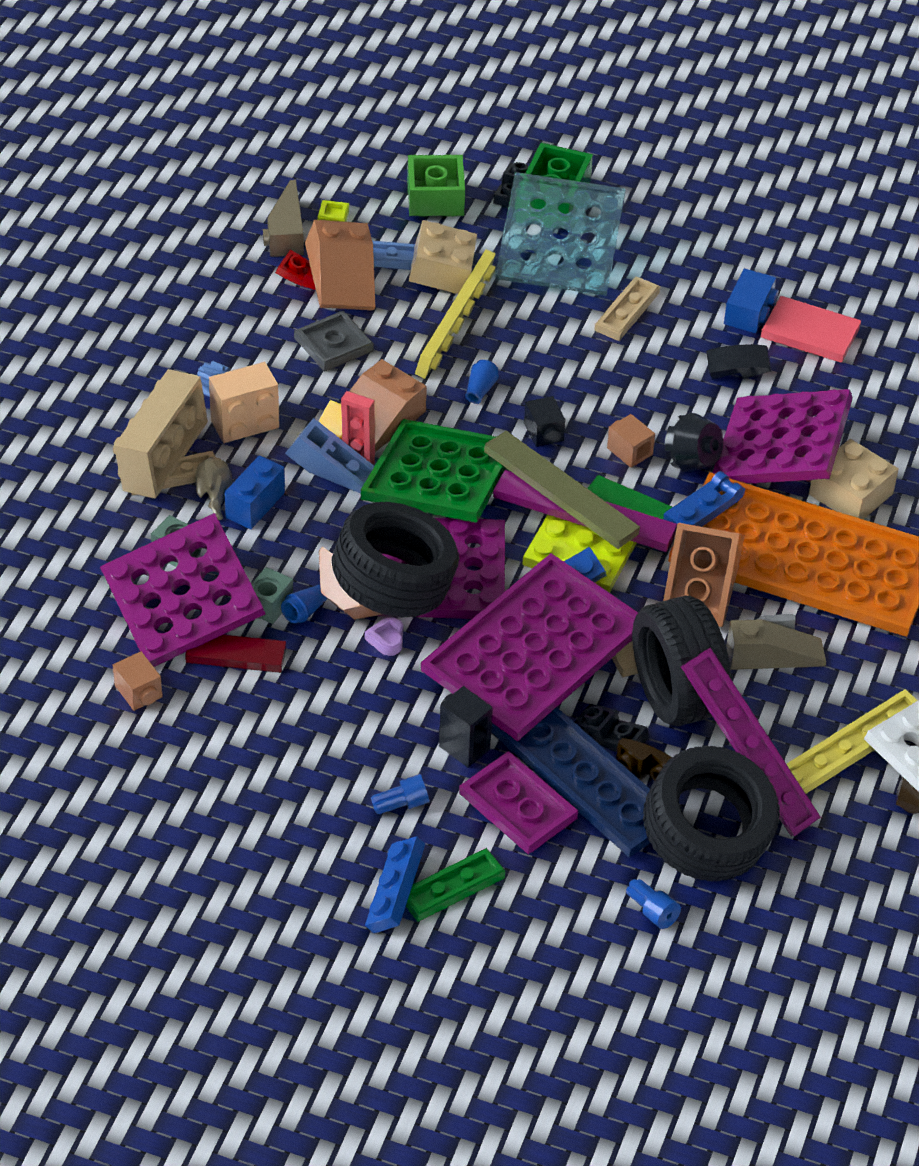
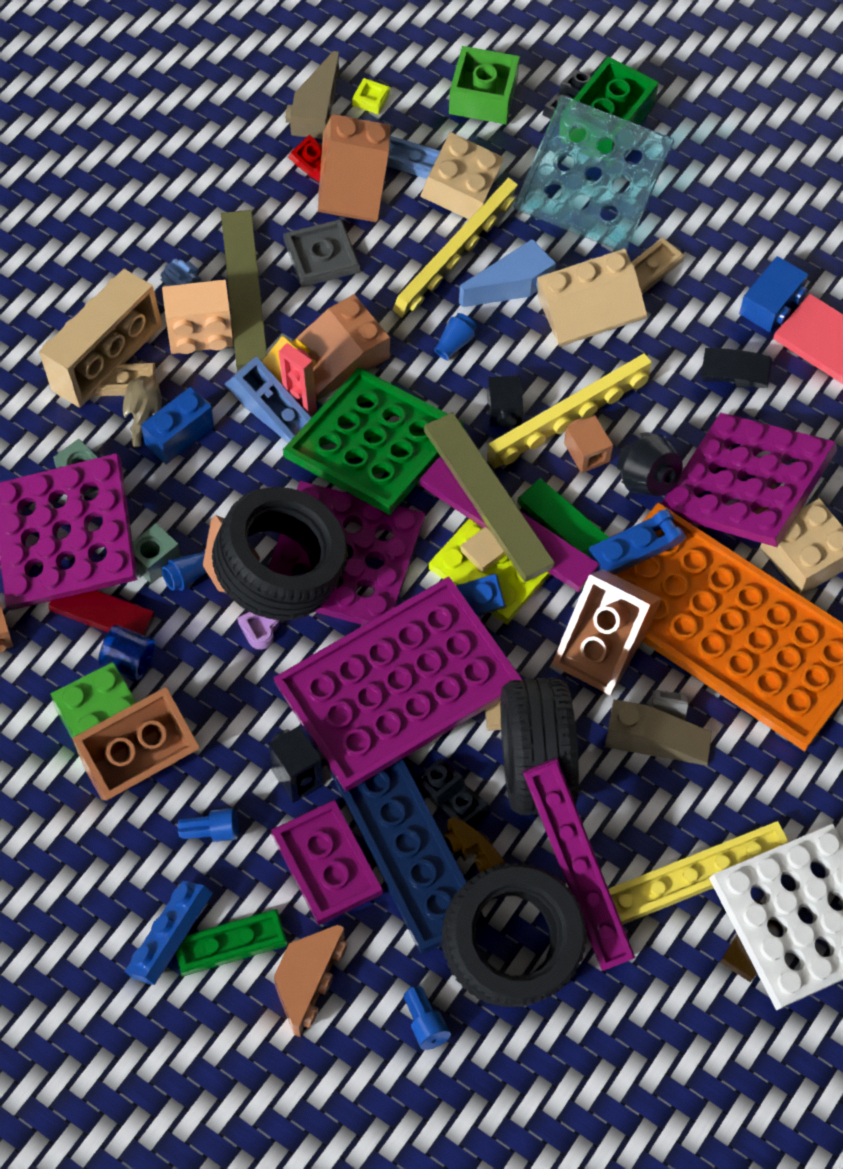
camera: 15 degrees right, 15 degrees up
(257, 349) = (243, 287): none -> olive tile
(267, 727) = (92, 699): none -> bright green brick
(274, 674) = (127, 650): none -> clear blue piece
(312, 738) = (134, 744): none -> nougat slope
(513, 328) = (509, 277): none -> medium blue slope
(532, 891) = (306, 975): none -> nougat slope
(570, 534) = (483, 550): none -> tan tile
(591, 329) = (591, 297): none -> tan slope
(597, 424) = (579, 405): none -> light yellow plate

